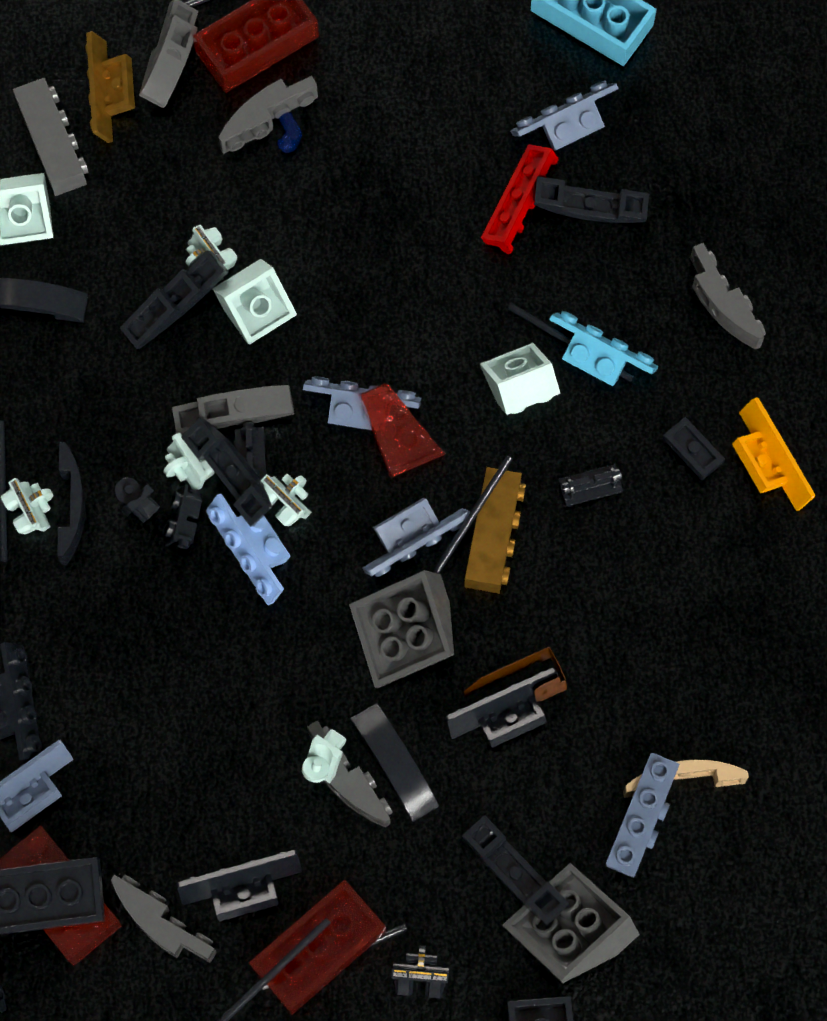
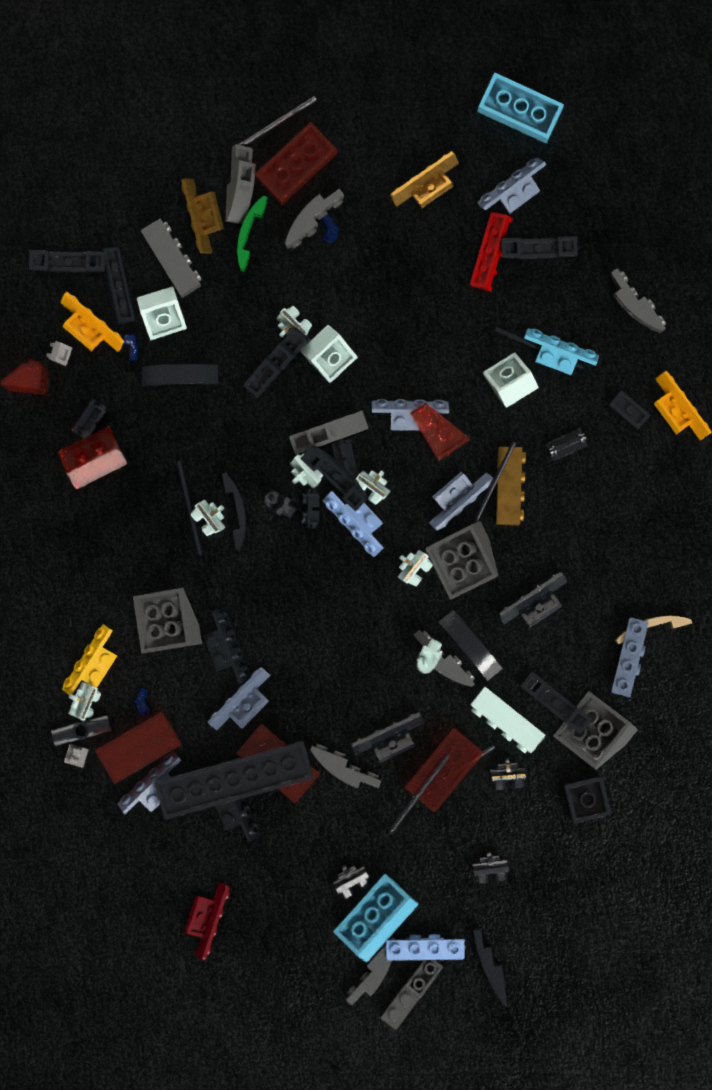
camera: 10 degrees left, 15 degrees up
(186, 92) = (258, 211): none -> green slope
(317, 637) = (411, 566): none -> light aqua hips
(433, 886) = (506, 719): none -> light aqua brick
(441, 91) = (427, 184): none -> pearl gold bracket
(552, 687) = (554, 589): reddish brown piece -> none

